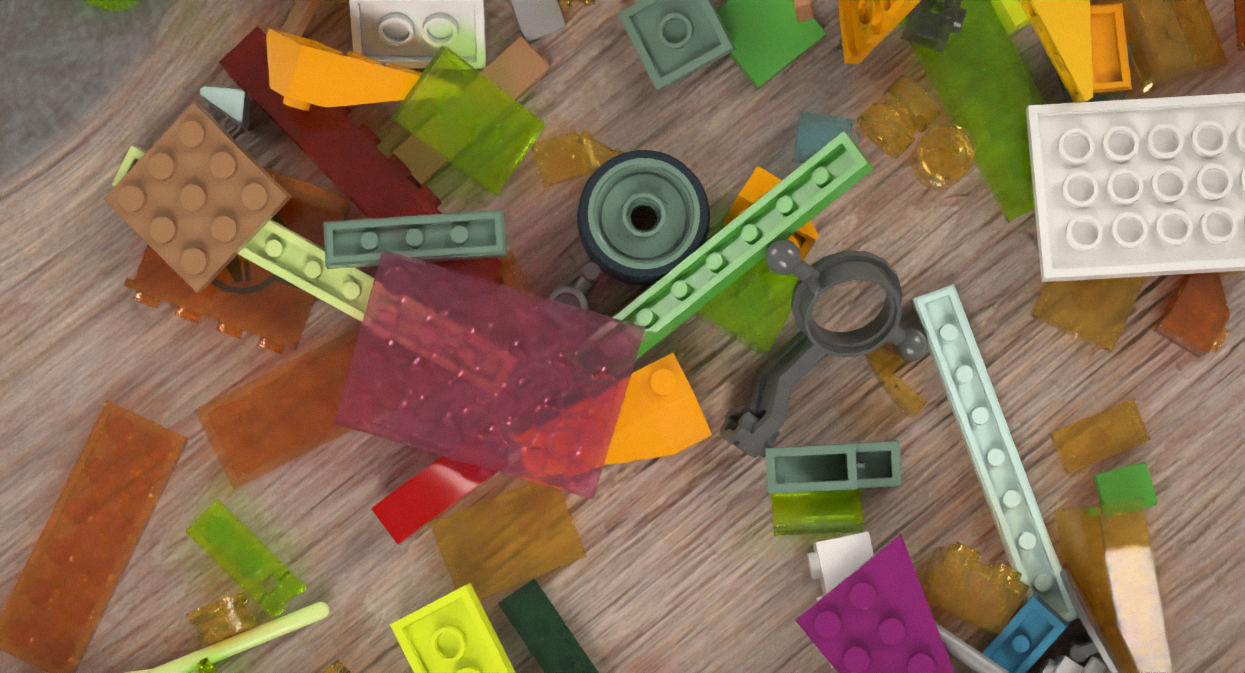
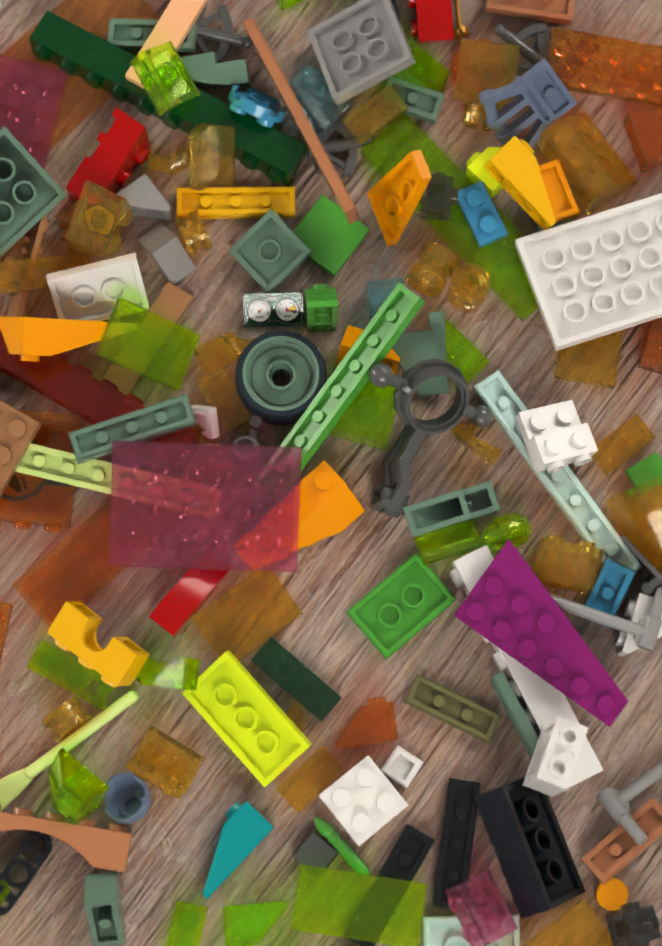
camera: 15 degrees left, 5 degrees down
(266, 502) = (76, 632): none -> yellow arch
(367, 592) = (178, 676): none -> clear neon green leg
(525, 247) = (208, 419): none -> white tile
(555, 227) = (222, 394): none -> clear yellow plate
(658, 114) = (273, 309): none -> slope
(726, 131) = (321, 308): none -> bright green slope
(727, 583) = (401, 606): none -> bright green tile
(858, 227) = (423, 346): none -> sand green flag
(902, 242) = (463, 353): none -> clear neon green plate
(903, 513) = (504, 527): none -> clear neon green animal
(989, 55) = (481, 214): none -> dark azure plate
(1009, 402) = (556, 437): none -> white plate

